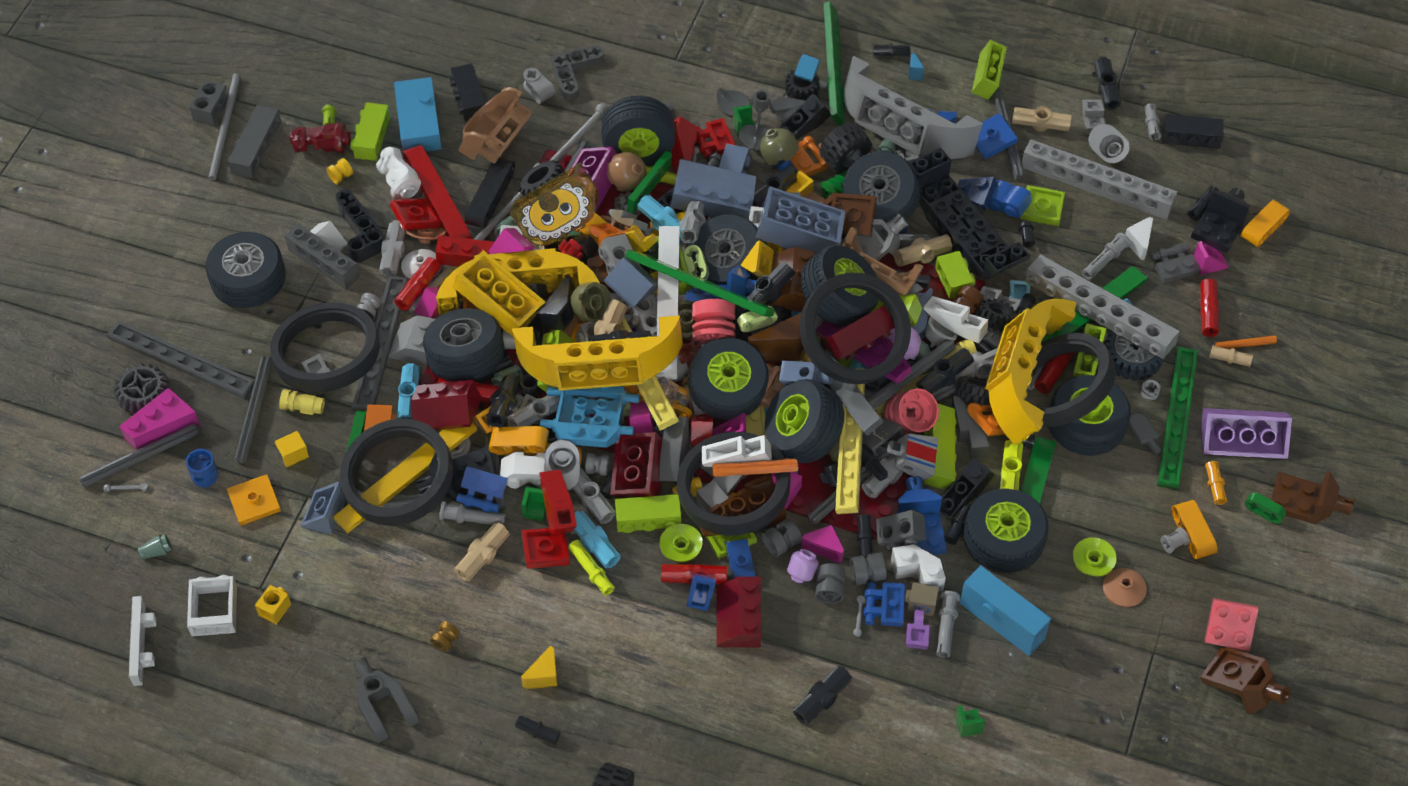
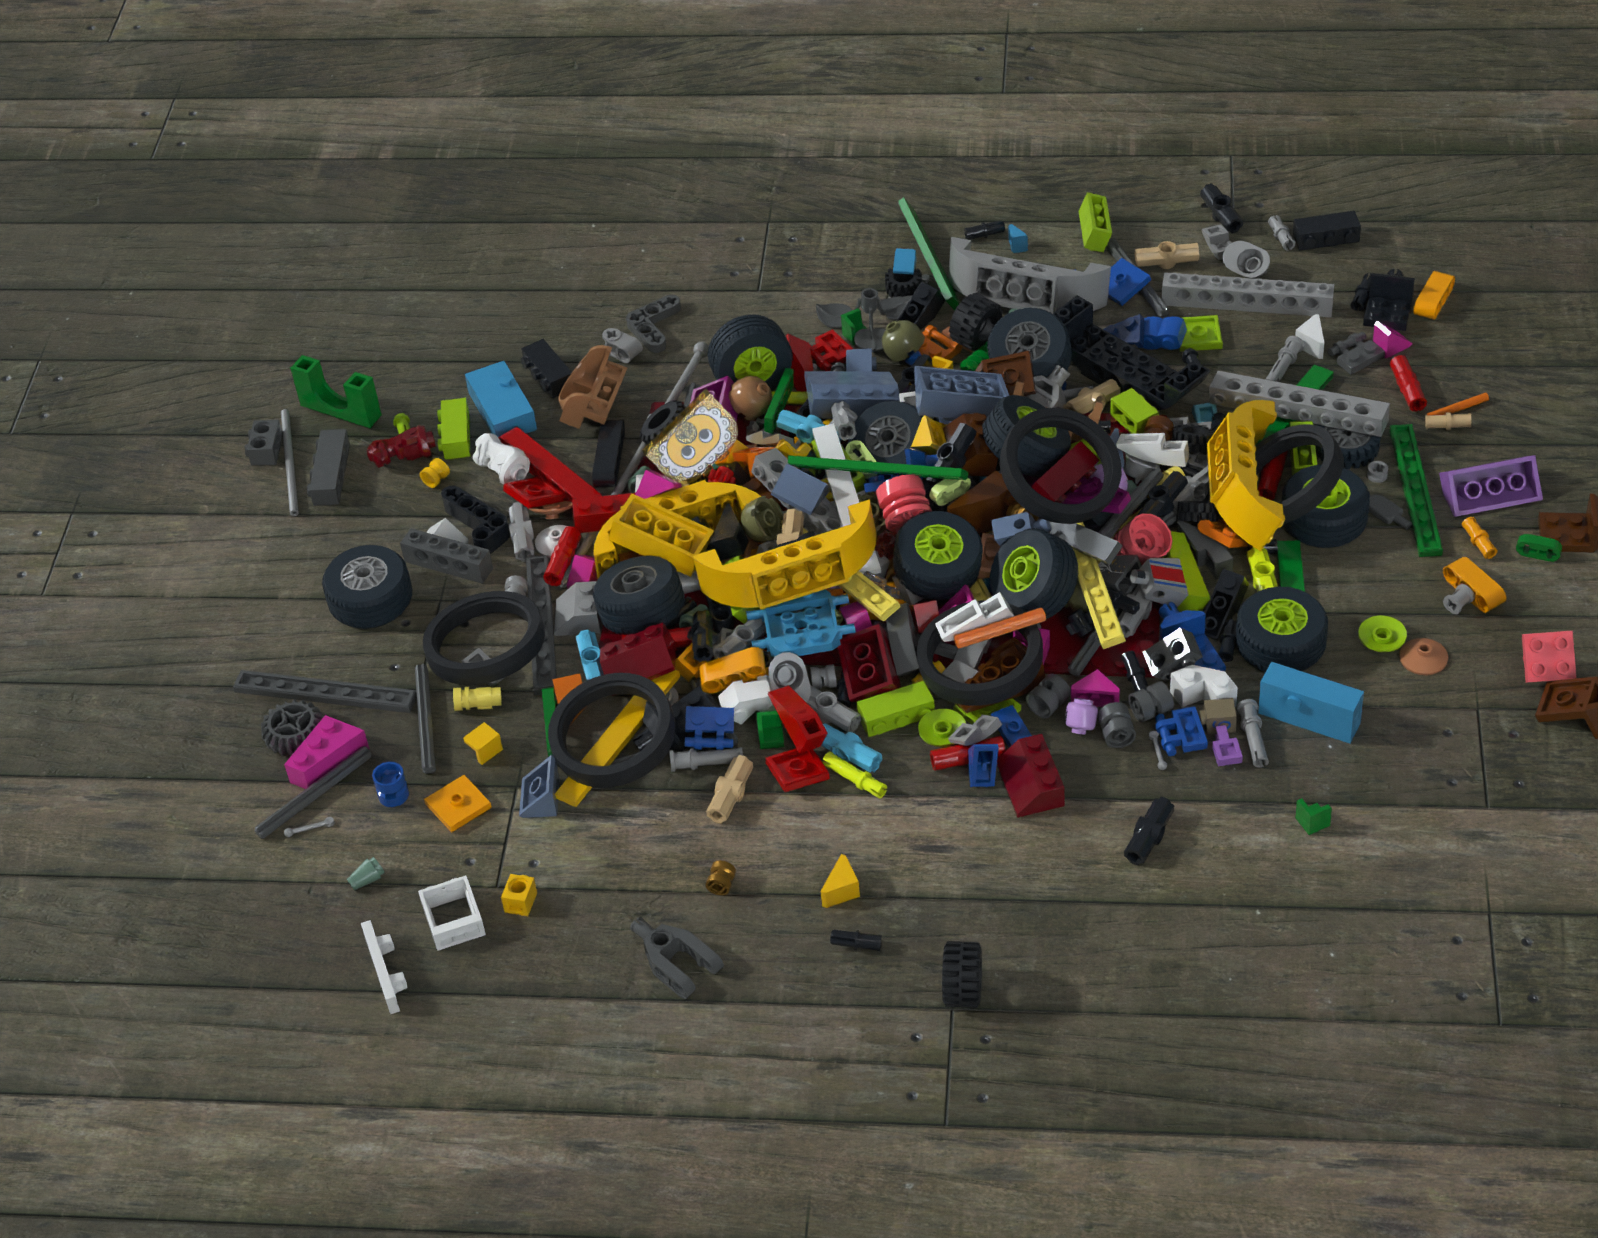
camera: 10 degrees left, 10 degrees down
(292, 83) = (361, 399): none -> green arch
(702, 559) = (971, 734): none -> light grey slope

